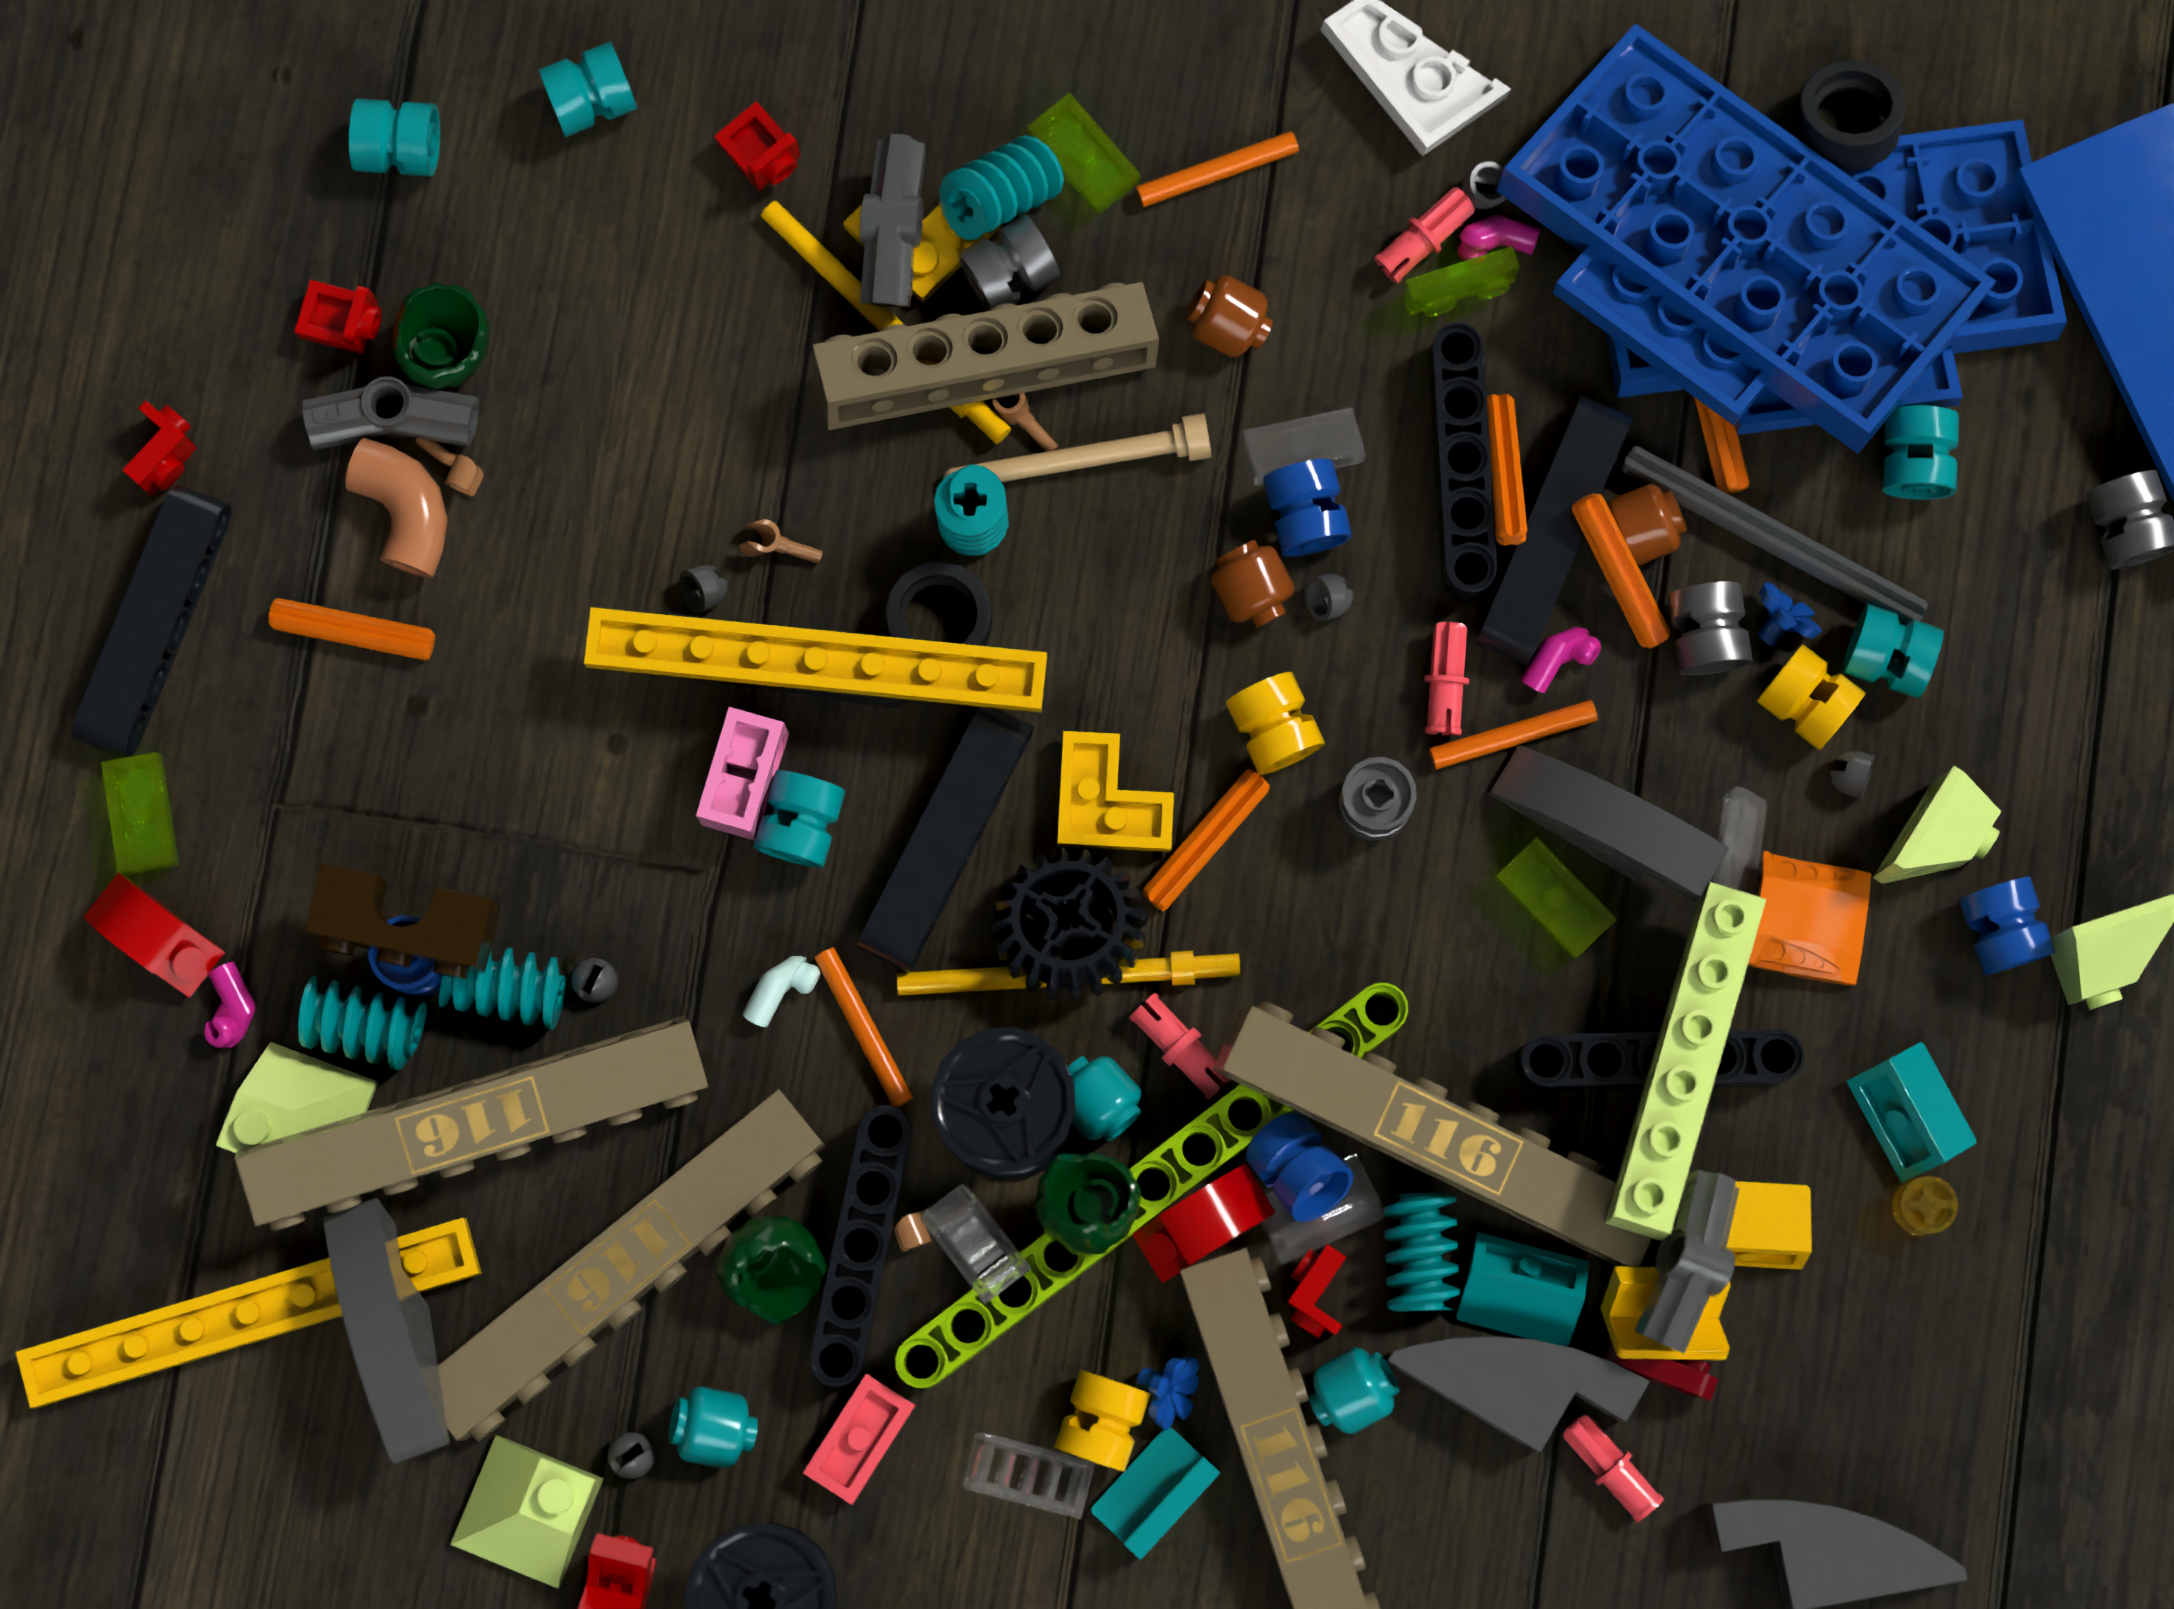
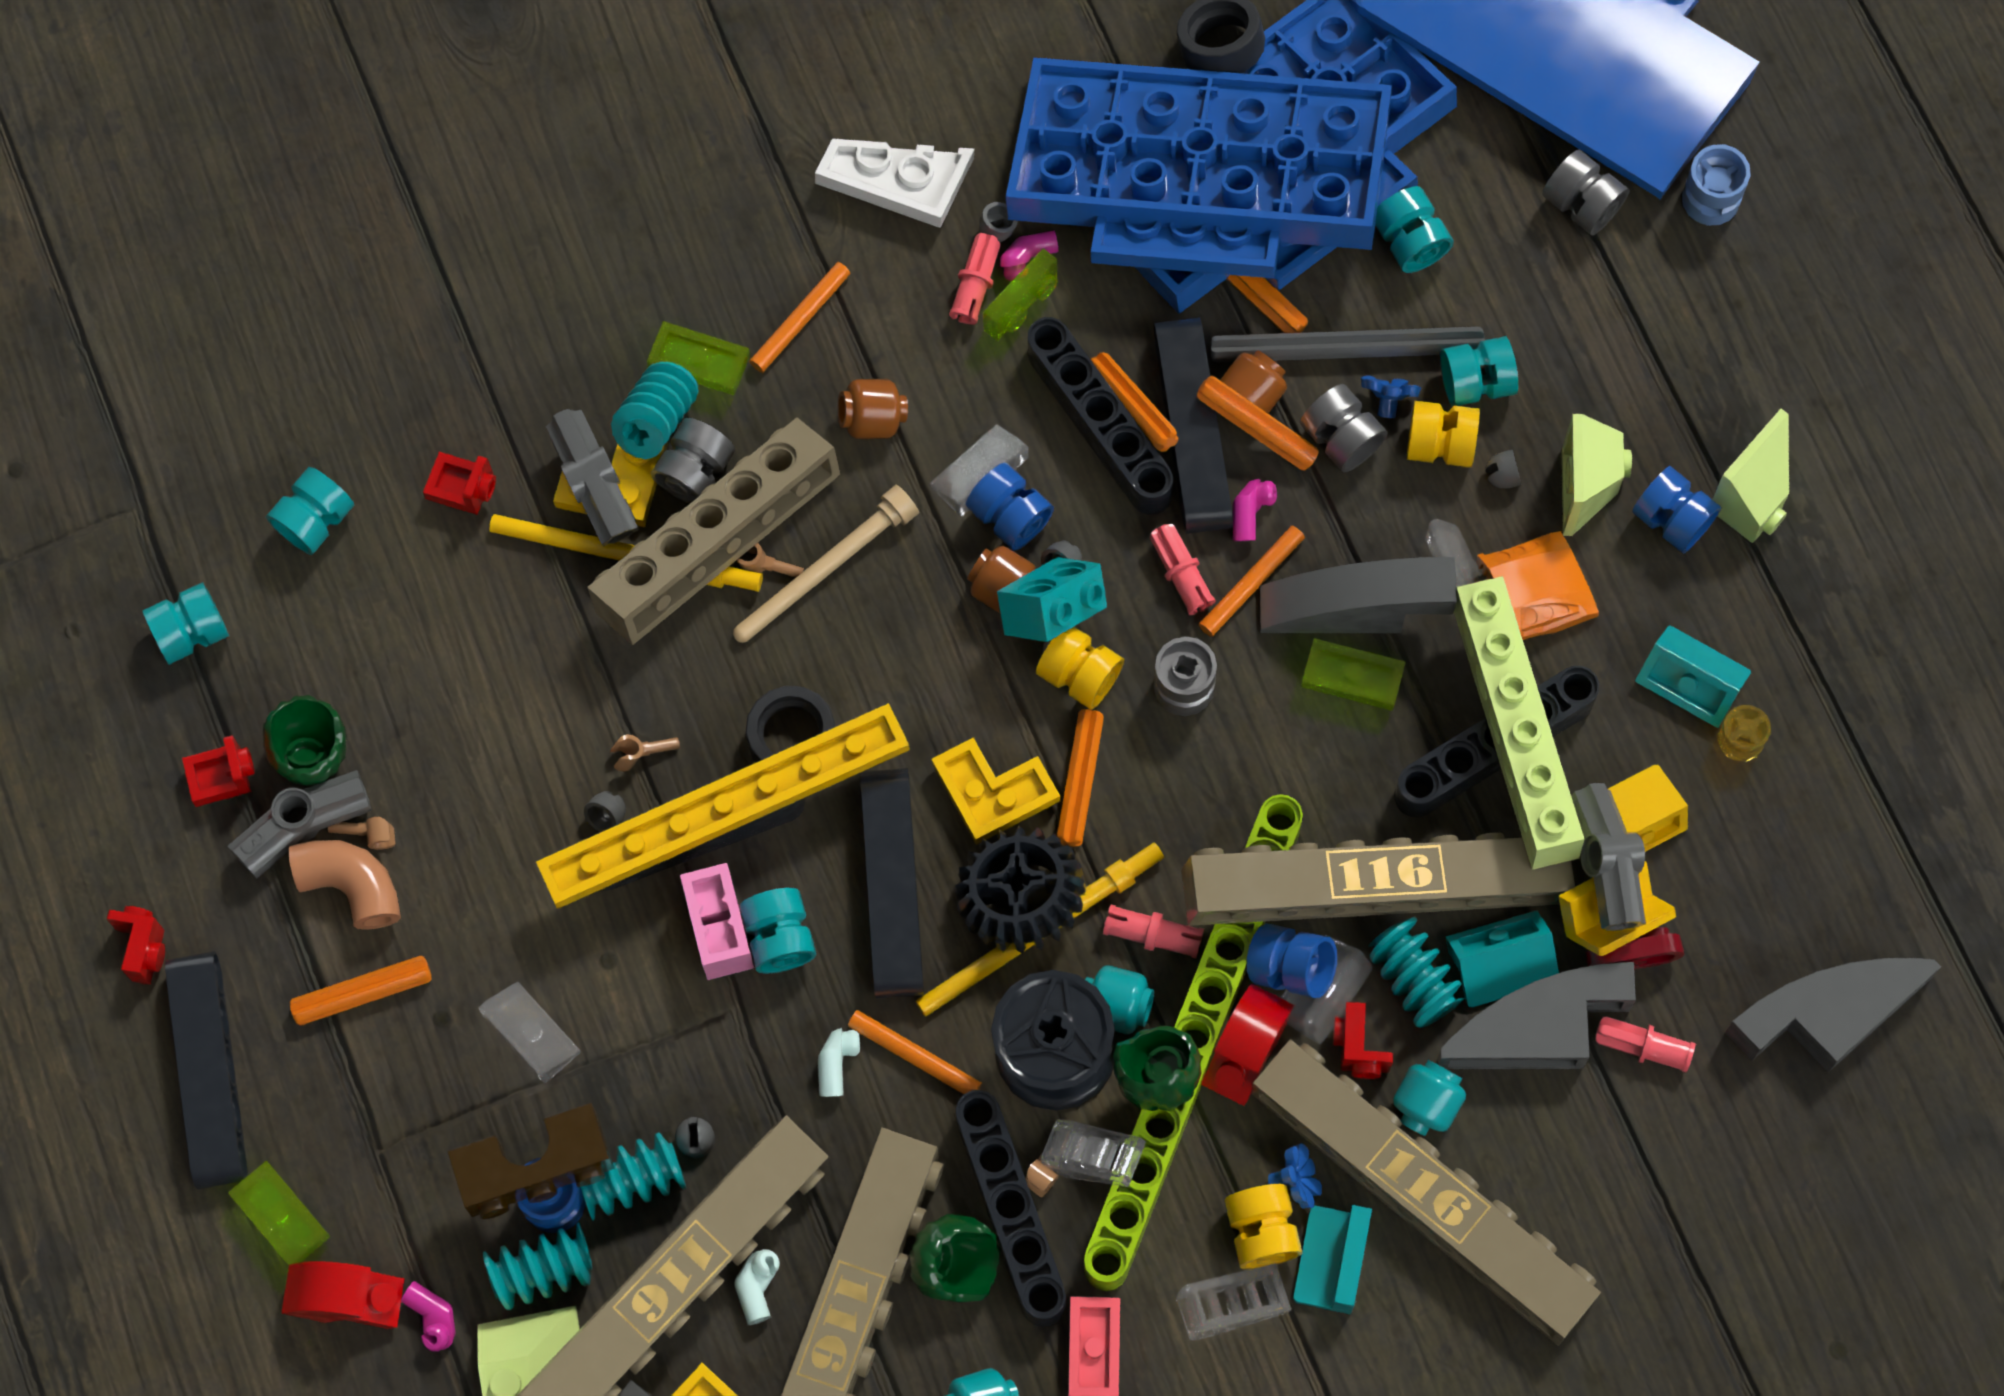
camera: 30 degrees left, 10 degrees down
(493, 772) = (529, 1031): none -> clear slope
(563, 1164) = (752, 1283): none -> light aqua arm
(966, 489) = (772, 640): teal piece -> none
(1285, 638) = (1052, 599): none -> teal brick

